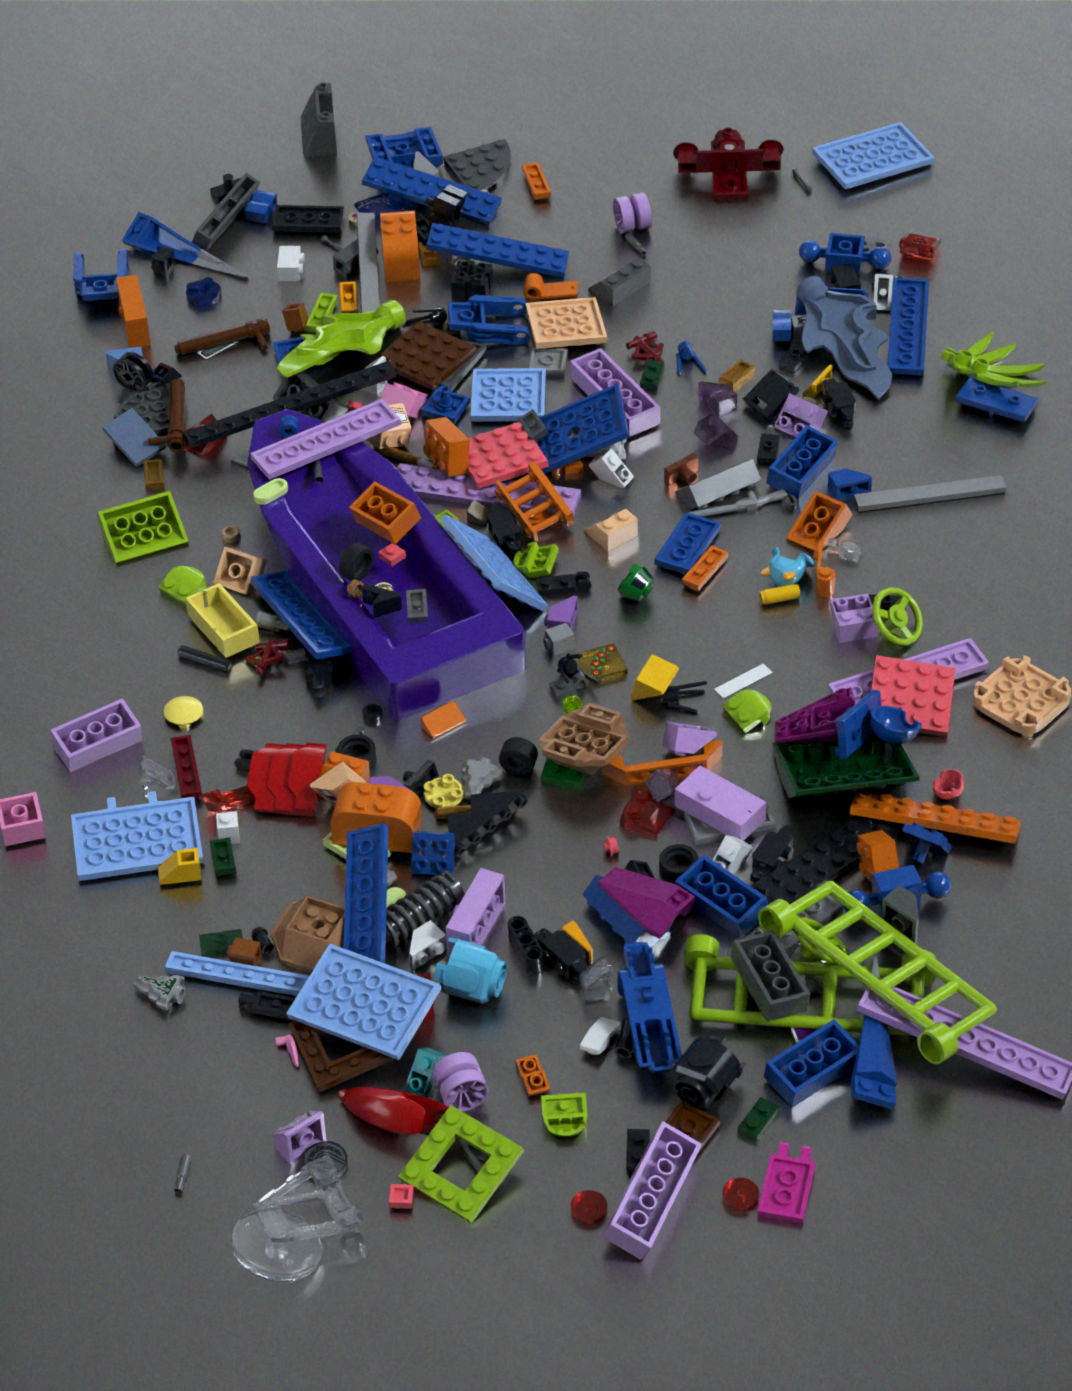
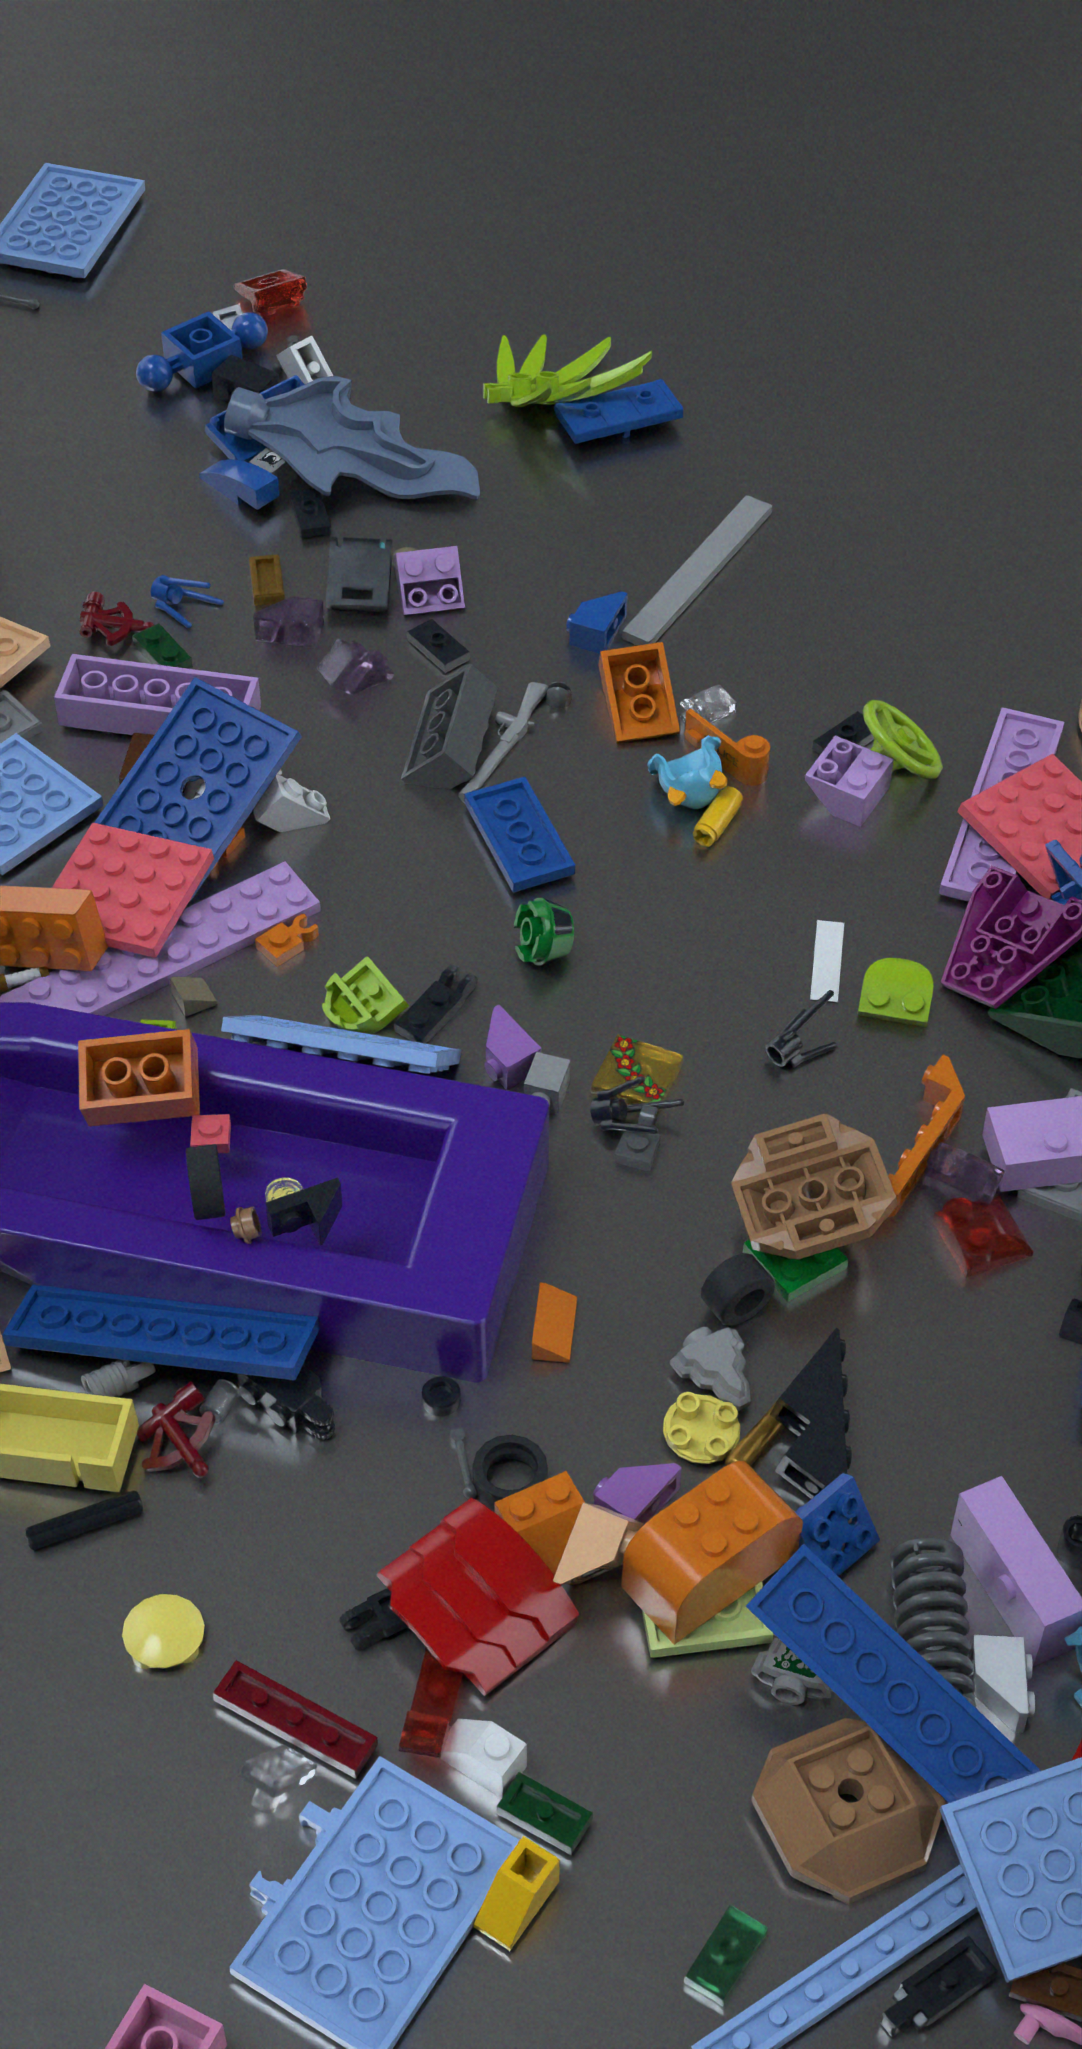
camera: 50 degrees left, 5 degrees up
(96, 735) = (92, 1795): lavender brick -> none
(244, 952) = (795, 1941): dark orange brick -> none
(260, 935) = (781, 1892): black pin -> none
(416, 780) = (647, 1439): black tile -> none
(417, 606) = (369, 1179): flat silver plate -> none
(504, 528) = (261, 987): black hinge -> none
(533, 425) = (123, 815): flat silver plate -> none
(544, 487) = (272, 891): orange fence -> none
(572, 703) = (688, 1159): clear neon green plate -> none
(611, 845) = (1008, 1313): coral plate -> none
(614, 529) = (398, 882): light nougat slope -> none
(654, 678) = (745, 1042): yellow slope -> none
(682, 469) = (381, 744): copper tile -> none
(686, 738) = (904, 1086): lavender slope -> none
(704, 568) = (585, 849): orange plate -> none
(802, 462) = (514, 631): blue brick -> none
(817, 385) = (382, 520): yellow slope -> none
(839, 401) = (446, 526): black hinge -> none
(908, 326) = (390, 387): blue plate -> none

